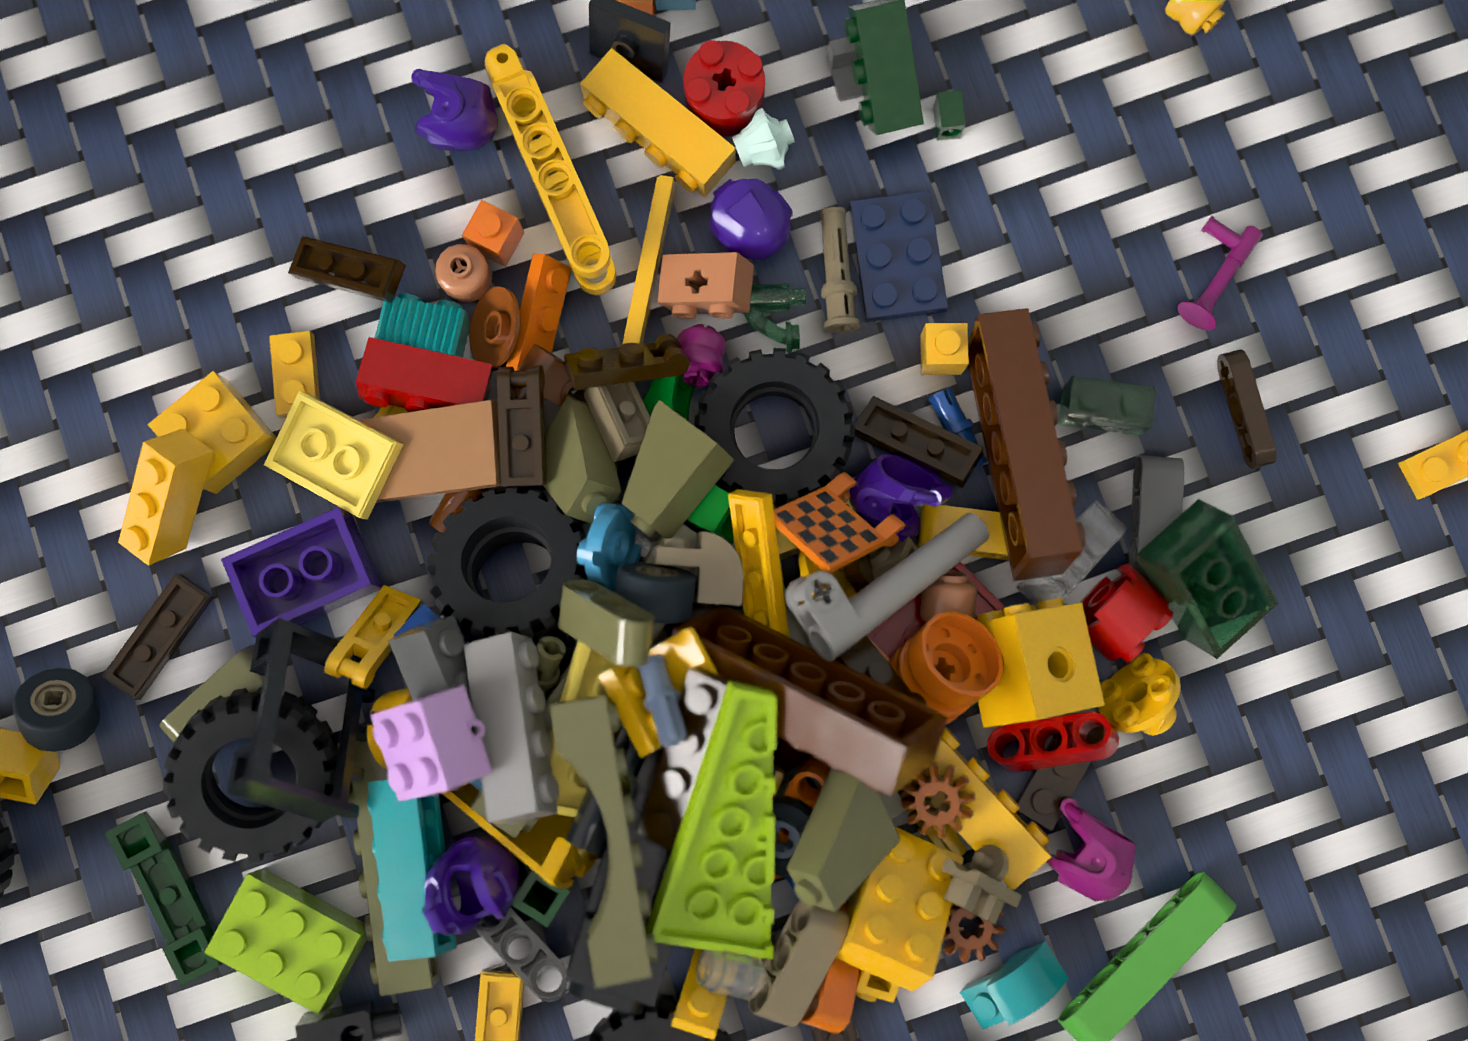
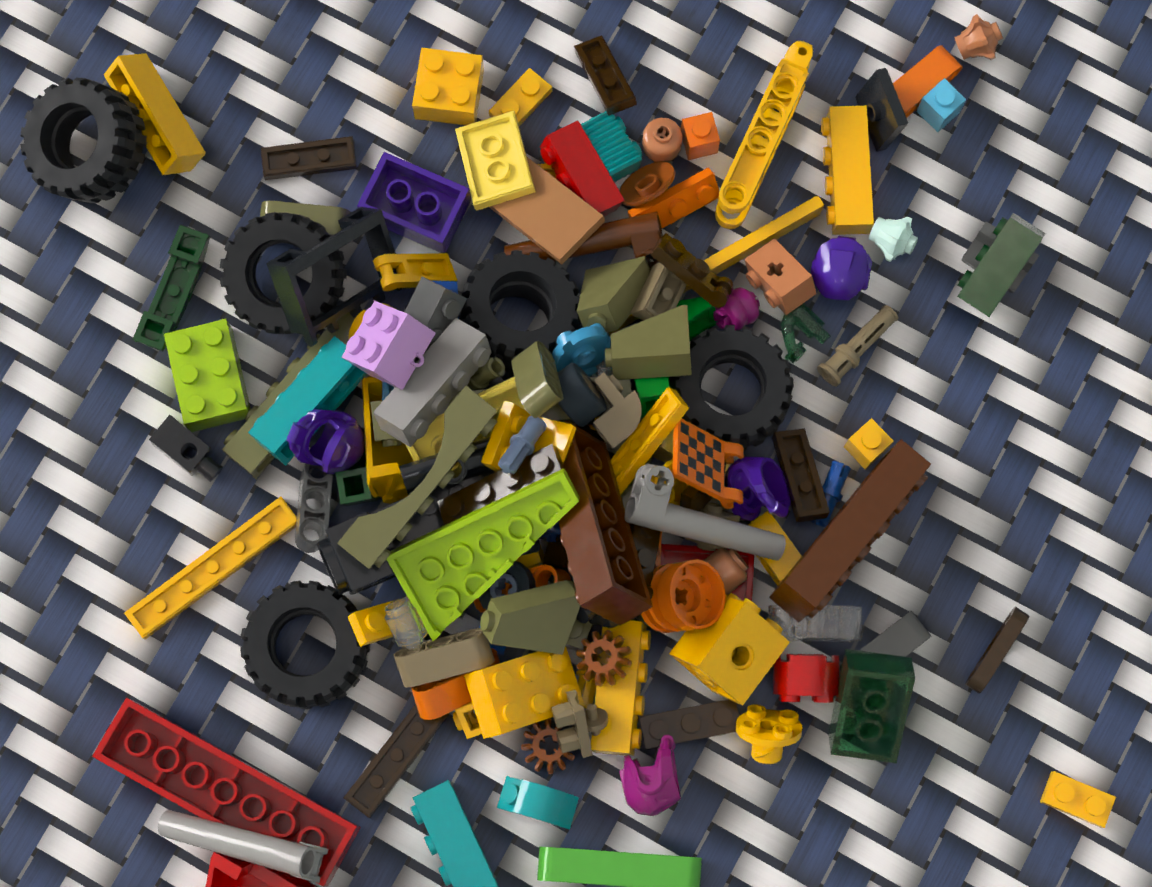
camera: 45 degrees right, 5 degrees down
(56, 709) = (223, 140): black wheel -> none
(165, 496) = (391, 92): yellow brick -> none
(461, 111) = (751, 57): dark purple helmet -> none
(521, 427) = (603, 245): dark brown plate -> none
(729, 67) = (910, 172): red brick -> none
(898, 256) = (900, 372): dark blue plate -> none
(949, 115) = (1010, 328): dark green piece -> none
(1072, 749) = (702, 713): red beam -> none
(1107, 405) = (922, 565): clear green brick -> none
(1200, 311) = (1093, 565): magenta piece -> none

